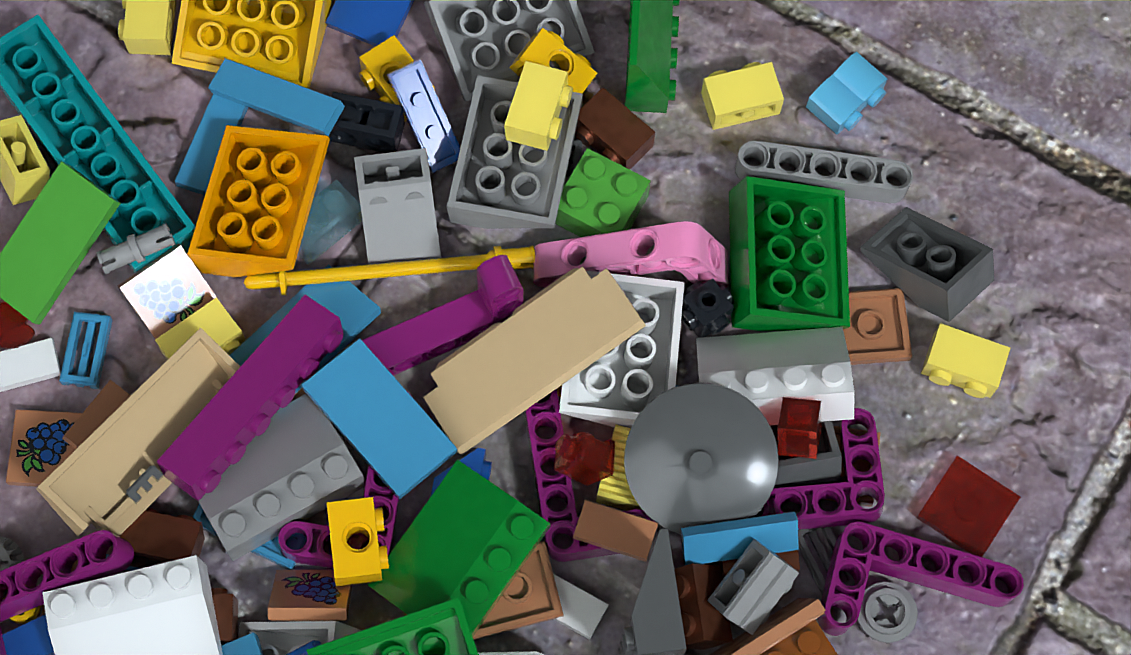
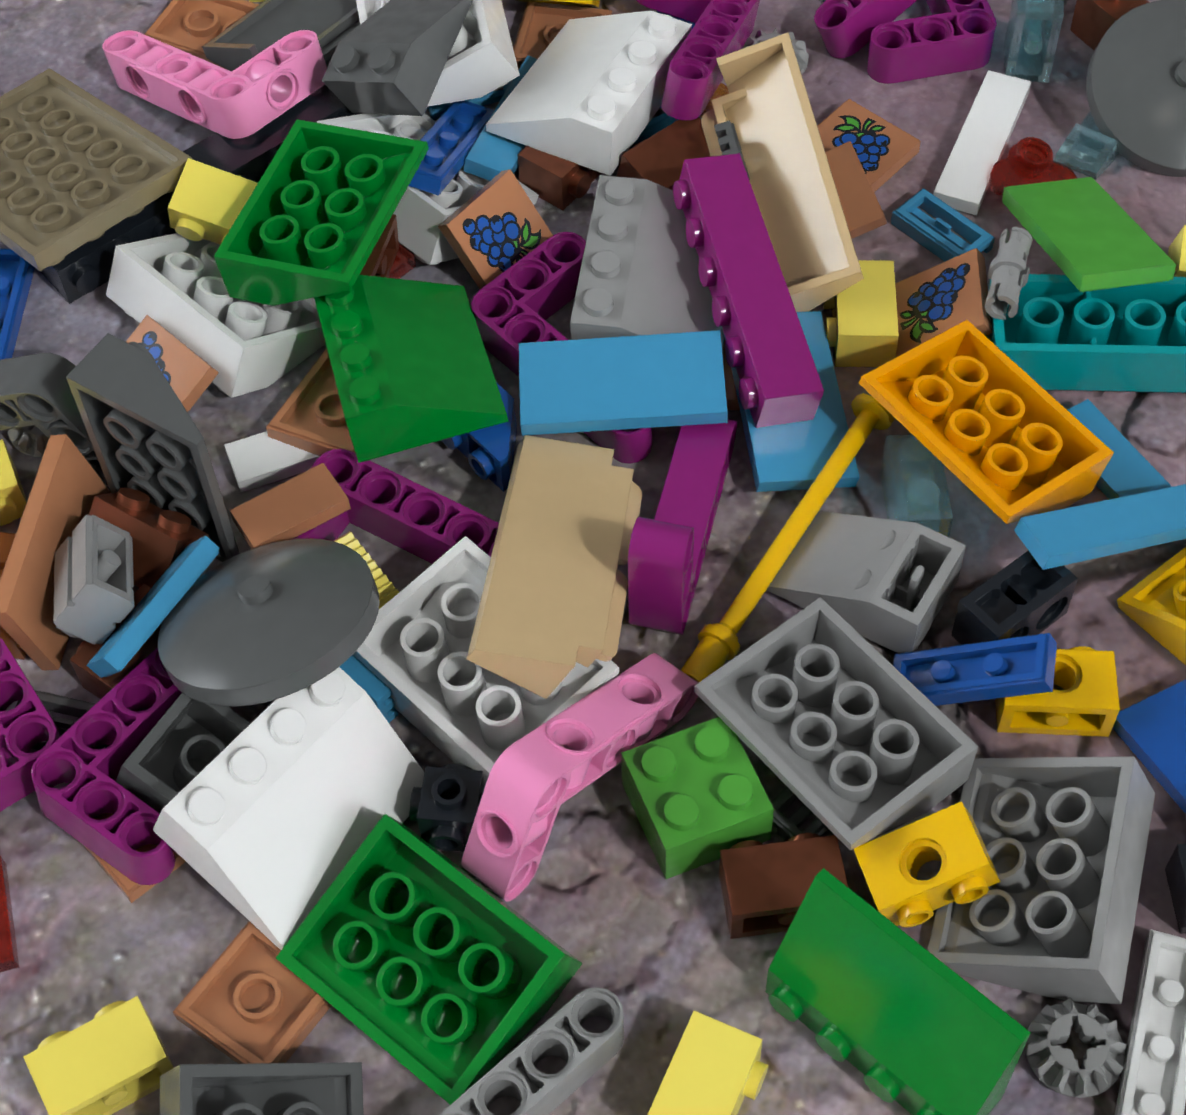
camera: 135 degrees right, 15 degrees down
(351, 564) = (507, 275): yellow brick -> none
(537, 106) = (868, 759): light yellow brick -> none
(584, 457) = (395, 534): clear red brick -> none
(799, 428) = (191, 734): clear red brick -> none

